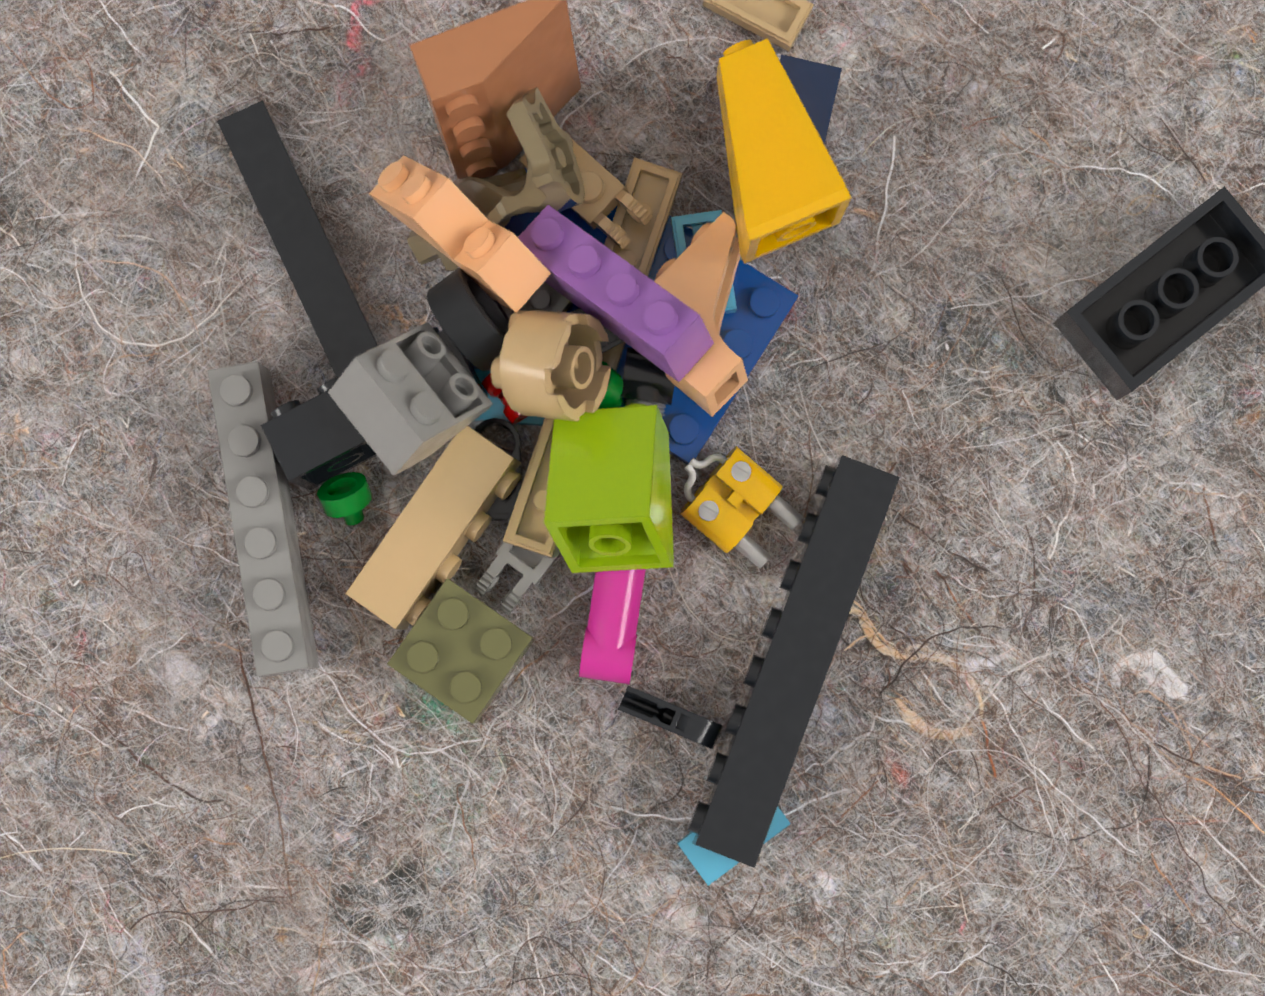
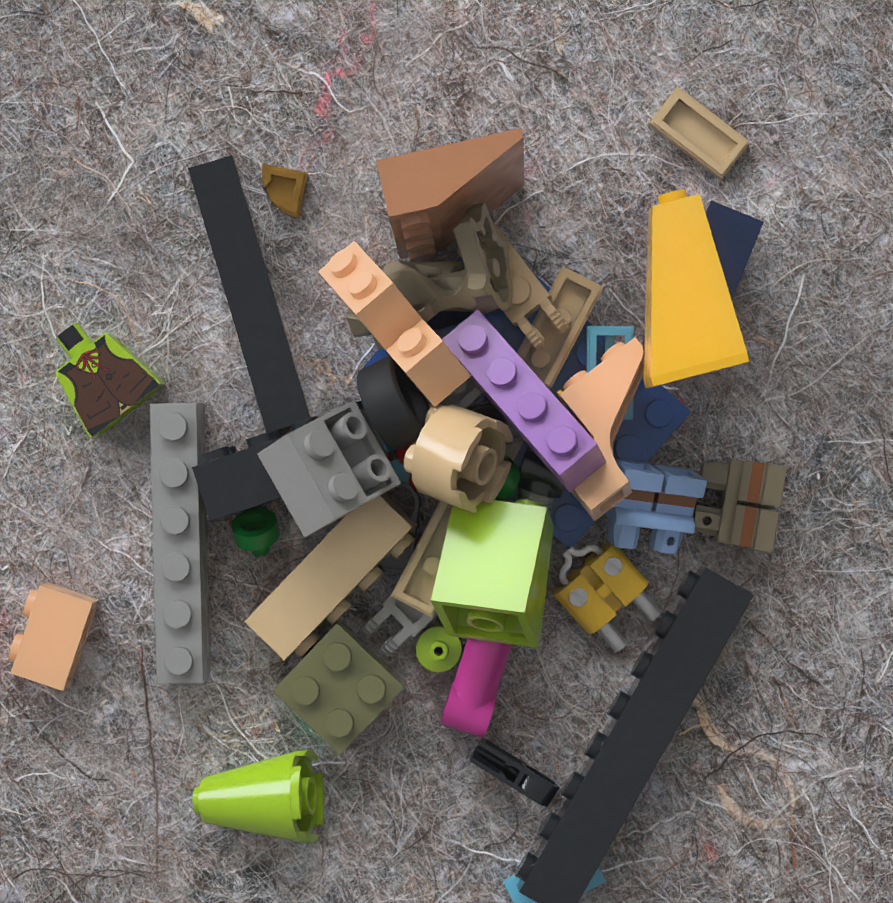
camera: 10 degrees right, 5 degrees up
(137, 646) = (53, 635): none -> light nougat brick
(155, 358) = (103, 379): none -> torso
(325, 128) = (285, 188): none -> pearl gold tile
(398, 787) = (266, 798): none -> lime cone
(570, 608) = (437, 637): none -> lime tile
(780, 392) = (659, 500): none -> light blue hips
(876, 384) = (738, 523): none -> dark tan hips

